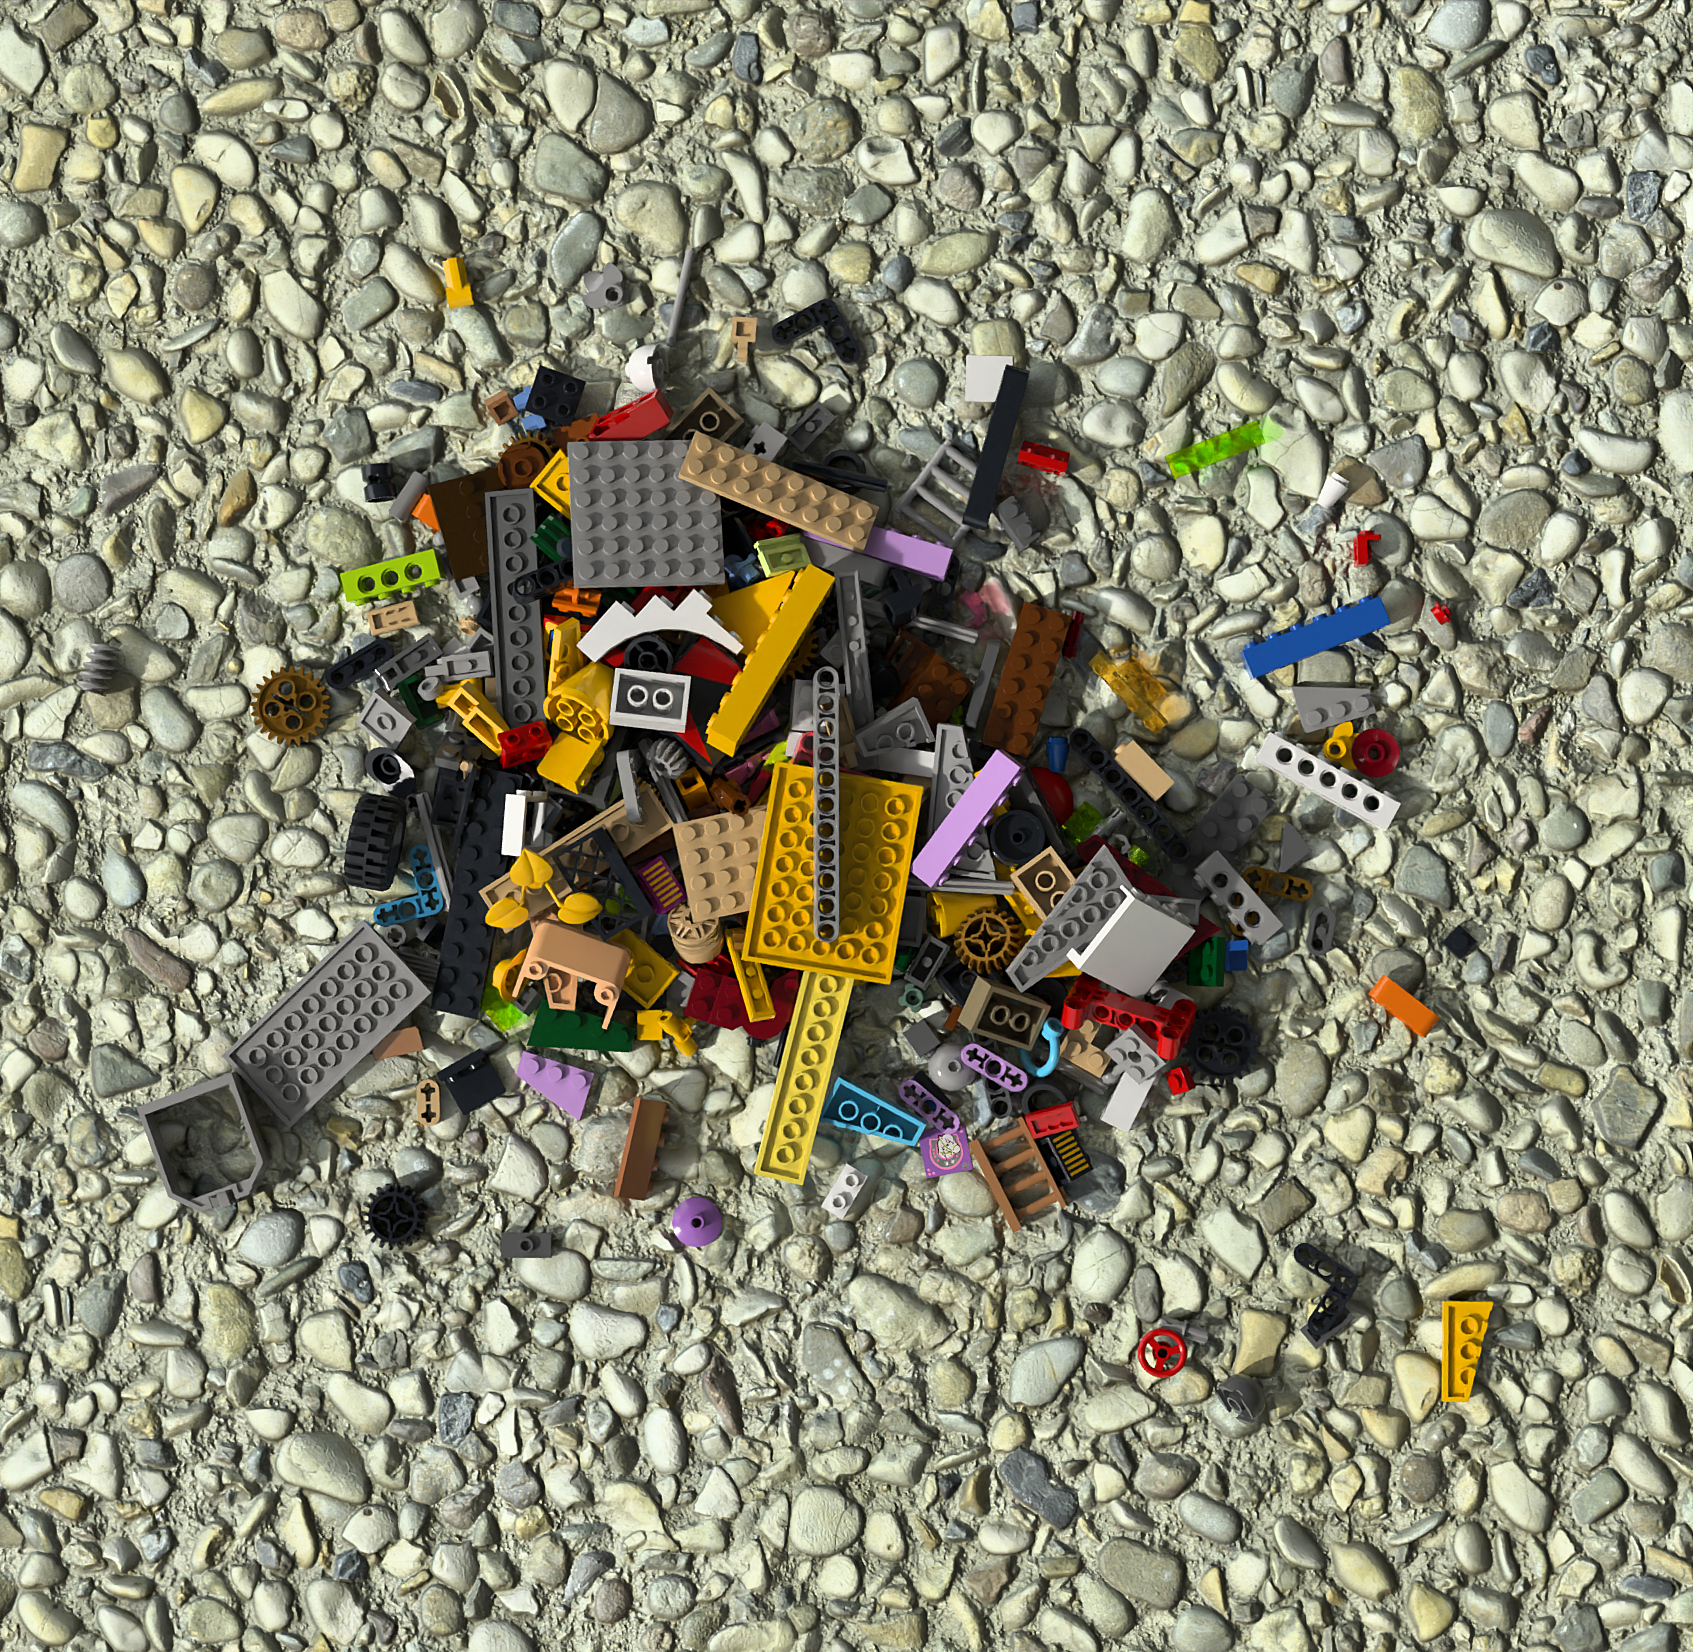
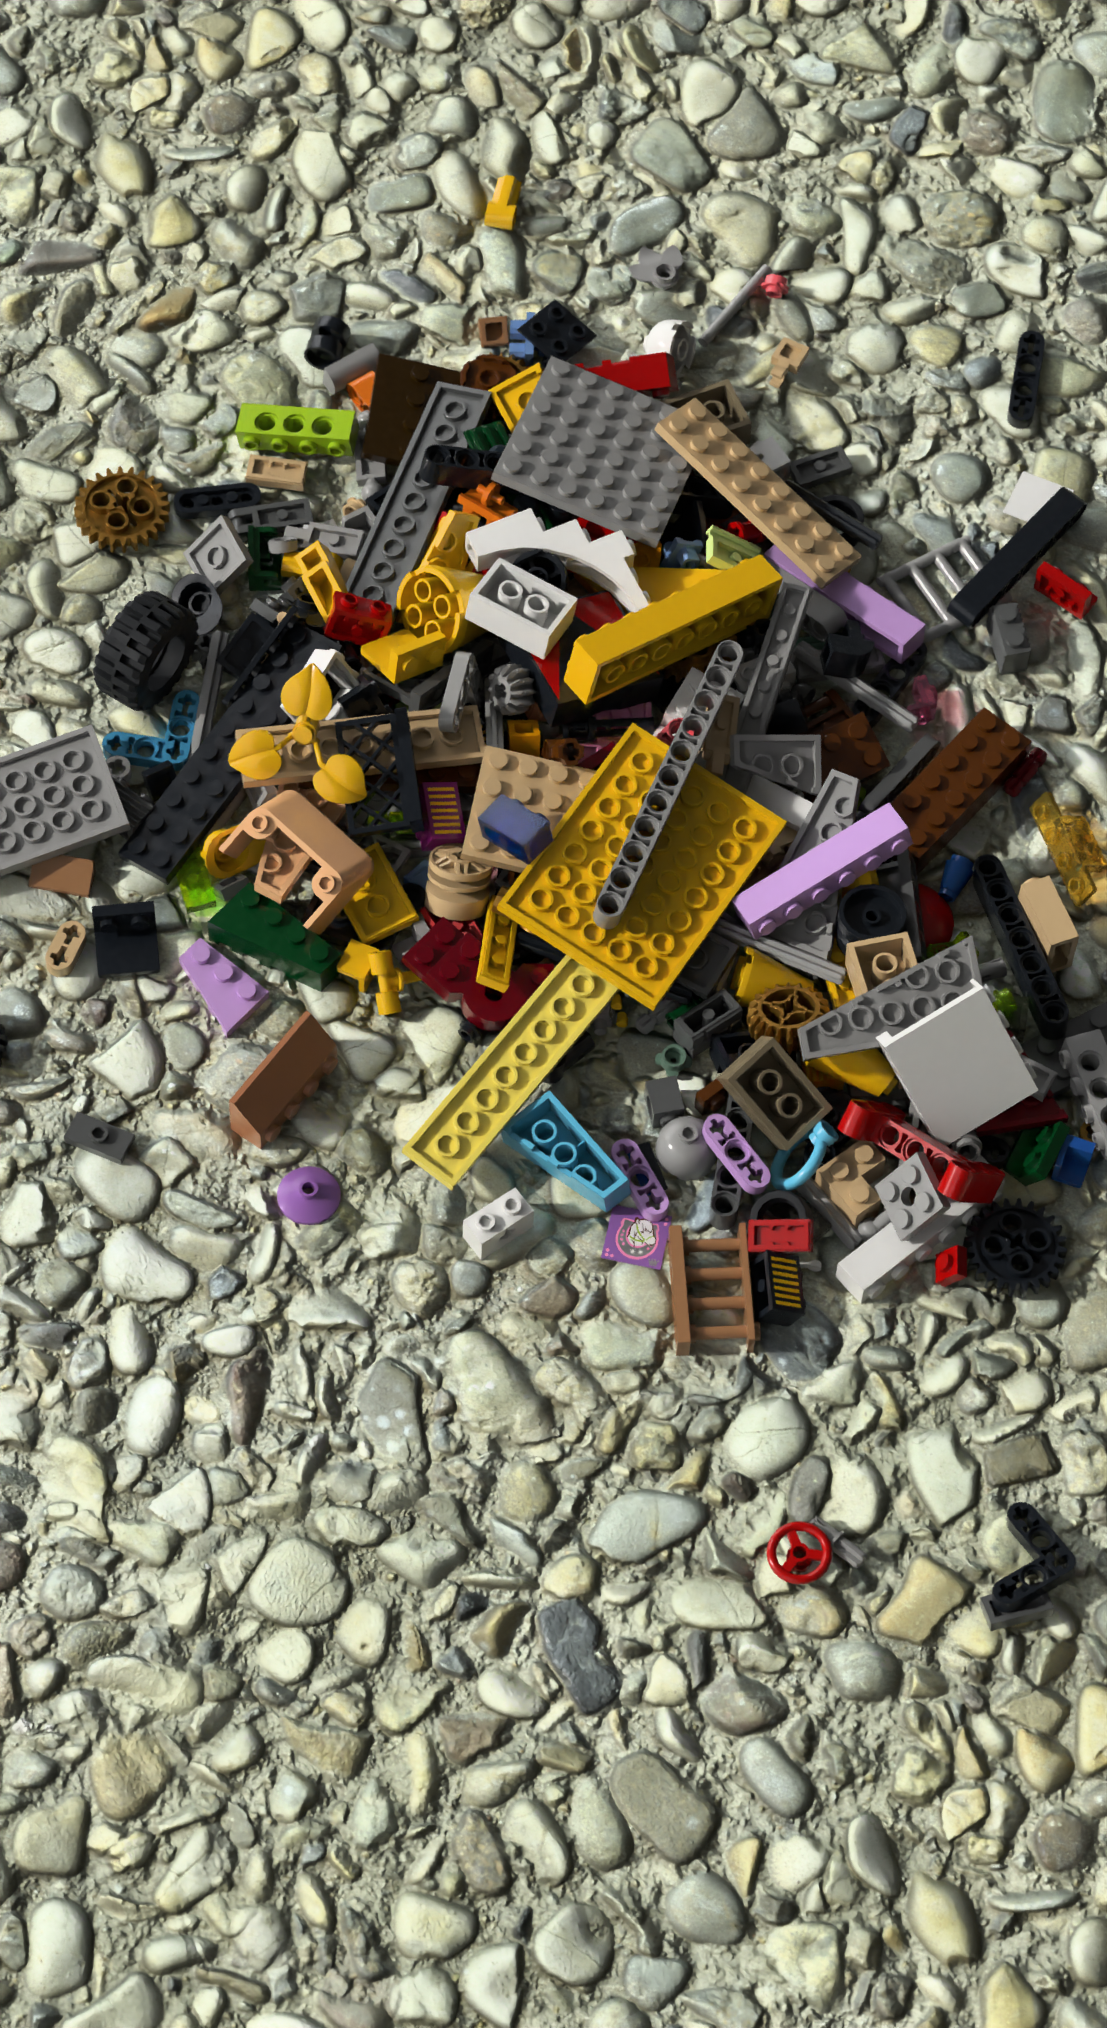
camera: 20 degrees right, 25 degrees down
(705, 267) = (775, 285): none -> coral plate
(728, 894) = (515, 828): none -> clear blue brick
(818, 320) = (875, 378): black beam -> none
(936, 269) = (1025, 379): none -> black beam
(1242, 1395) = (875, 1642): dark grey cylinder -> none

